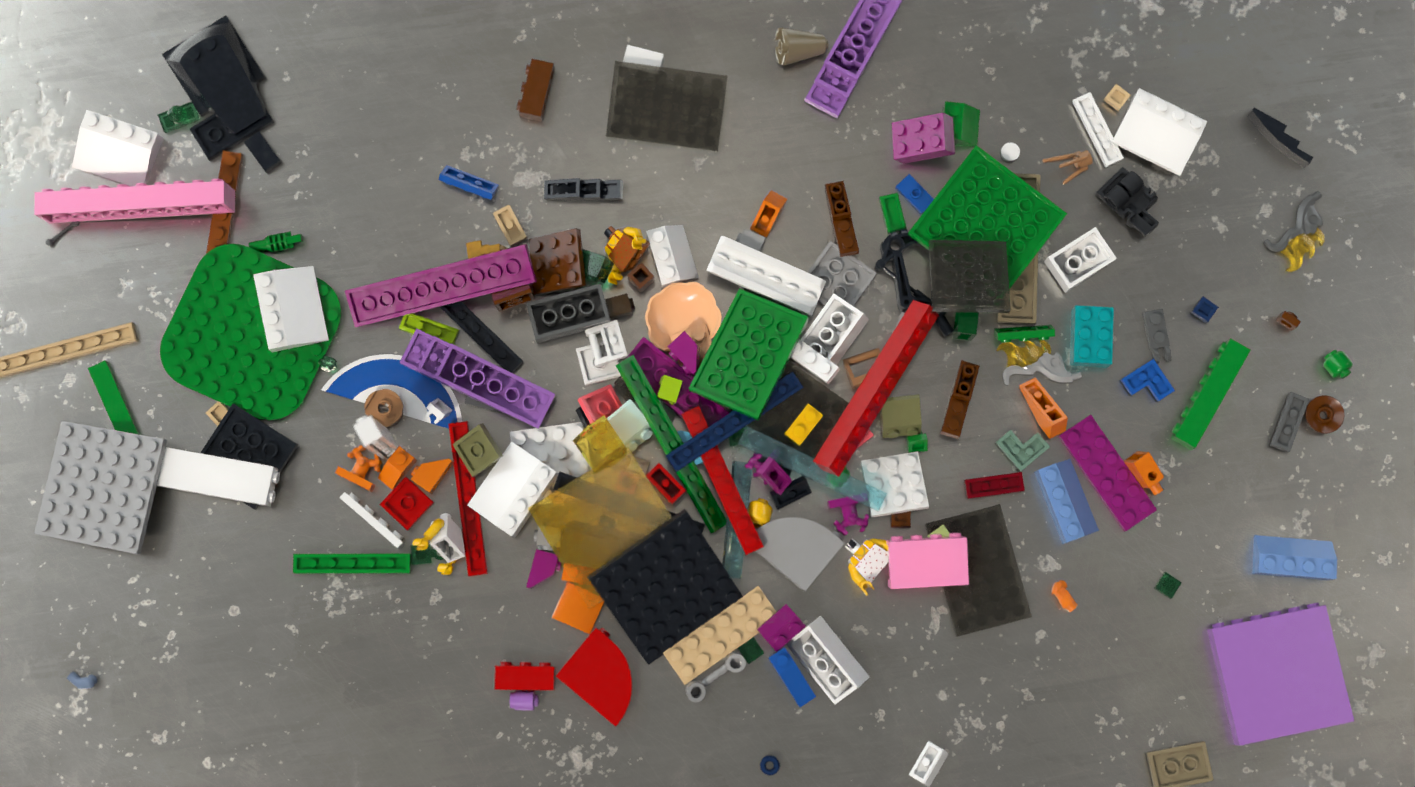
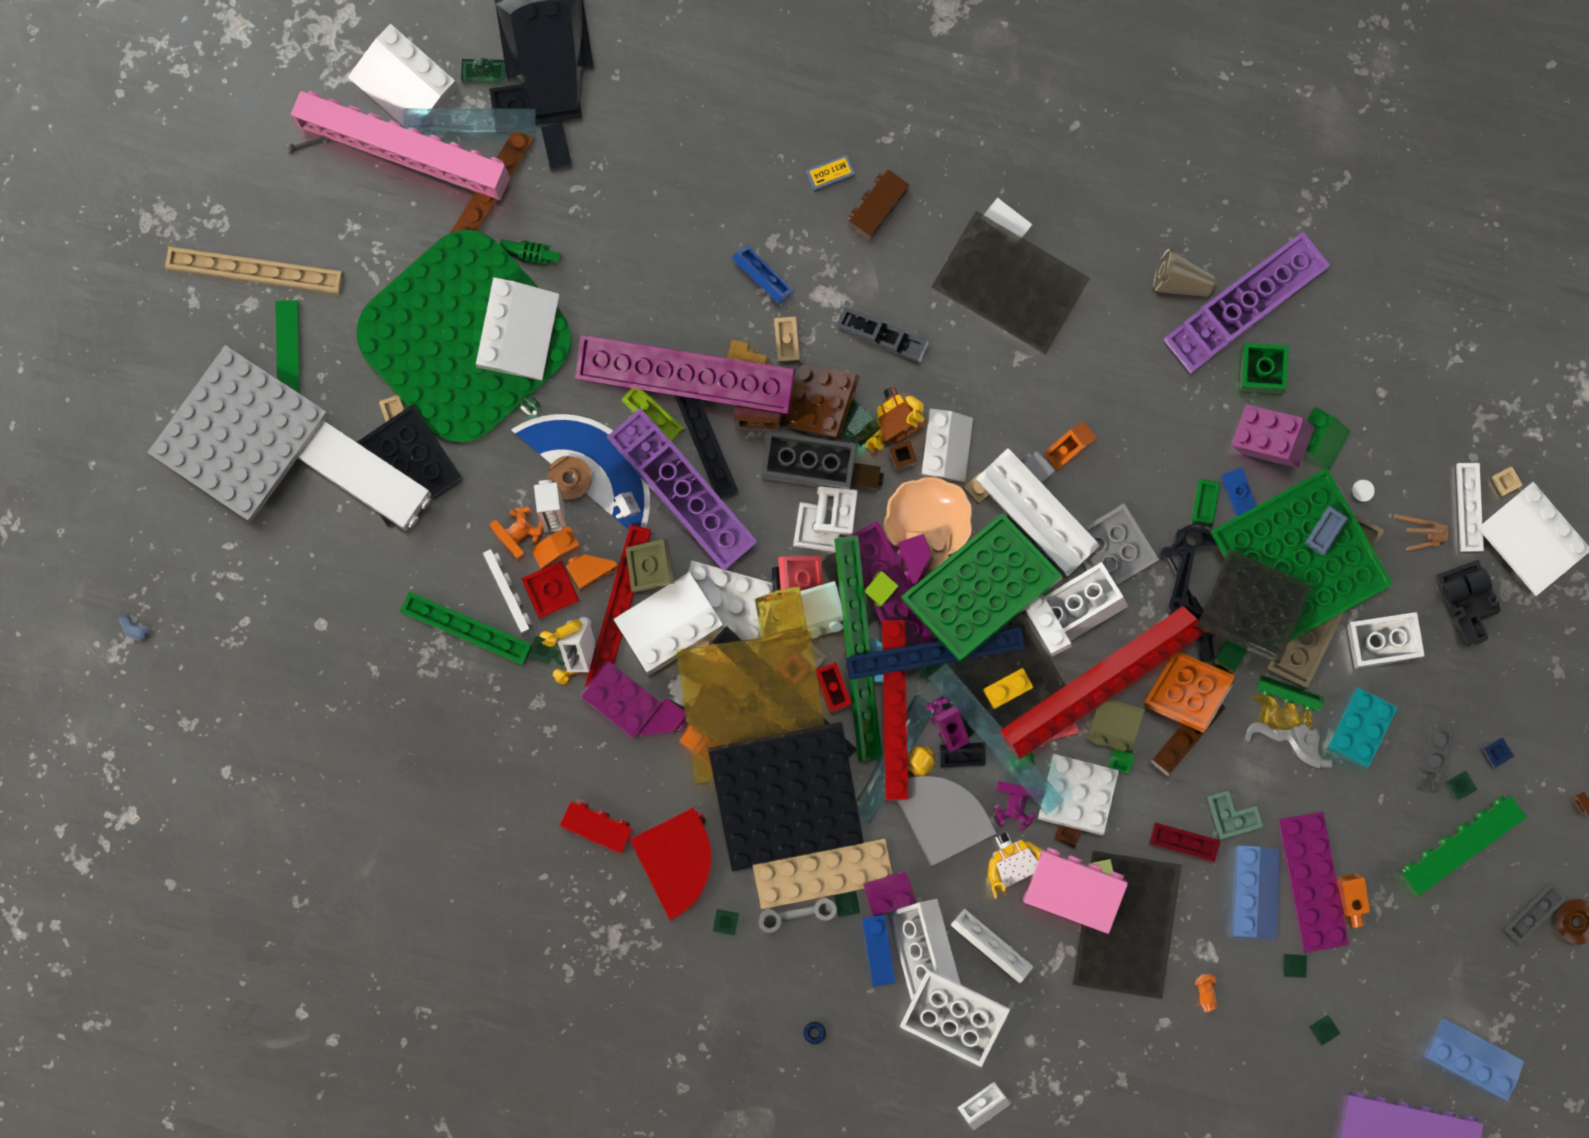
camera: 25 degrees right, 0 degrees up
(184, 158) = (469, 120): none -> clear light blue tile
(488, 81) = (830, 172): none -> tile
(499, 567) = (619, 699): none -> magenta brick
(524, 700) = (585, 851): medium lavender brick -> none
(574, 611) = (678, 780): orange slope -> none
(660, 707) = (725, 922): none -> clear green plate
(710, 280) = (976, 491): none -> tan plate
(841, 219) = (1146, 485): reddish brown slope -> none
(856, 381) = (1093, 642): medium nougat tile -> none
(876, 705) = (954, 1017): none -> white slope
(879, 633) = (992, 946): none -> white plate
(892, 89) = (1264, 368): none -> green brick
(947, 365) = (1189, 691): none -> orange plate
(997, 193) = (1326, 530): none -> sand blue tile
(1044, 408) = (1275, 783): orange slope -> none
(1122, 545) = (1294, 965): none -> clear green plate
(1150, 376) = (1405, 798): blue plate -> none
(1188, 347) = (1461, 785): none -> clear green plate

